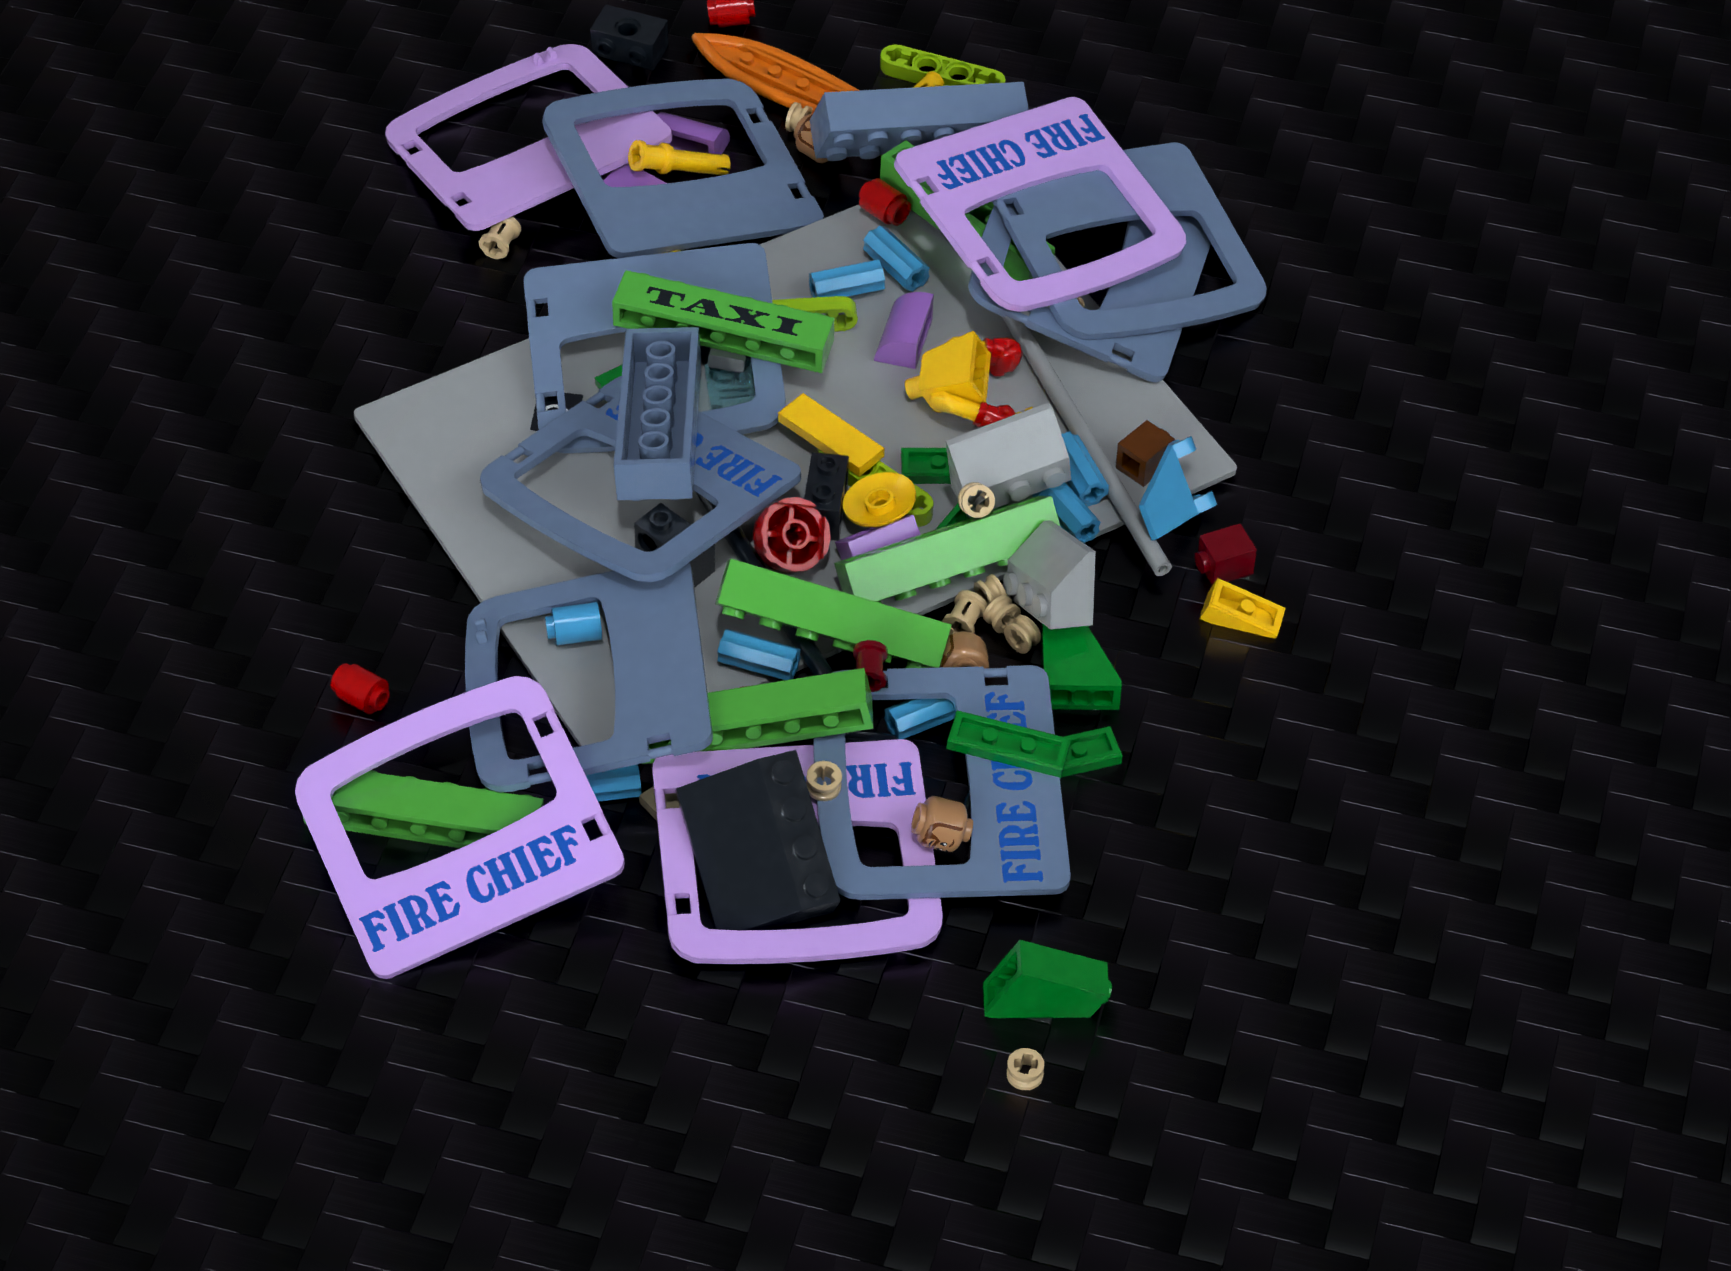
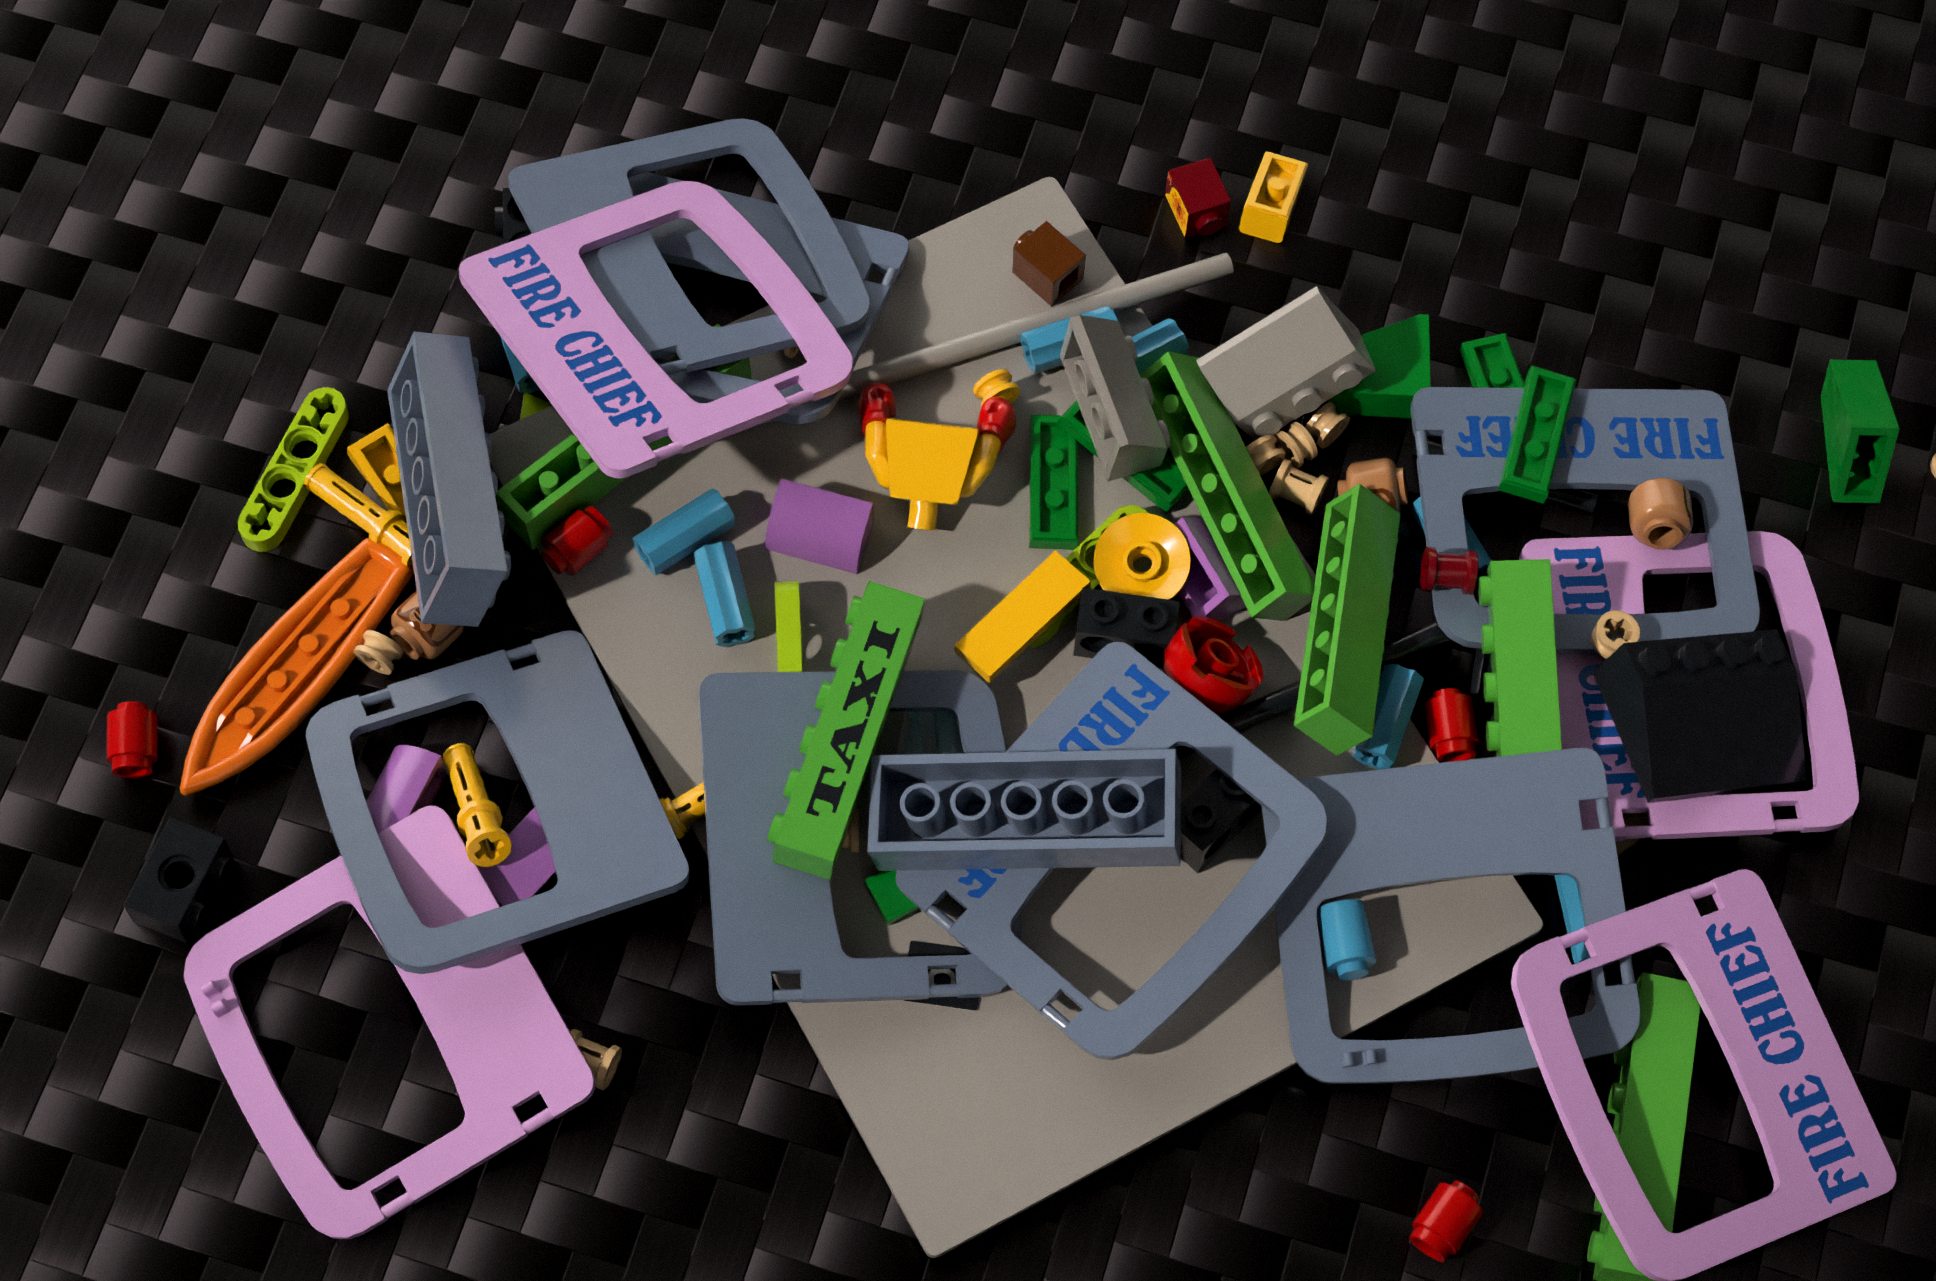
camera: 90 degrees left, 15 degrees up
(971, 490) = (1178, 434): tan bush -> none
(1168, 497) = (1120, 231): dark azure flag -> none

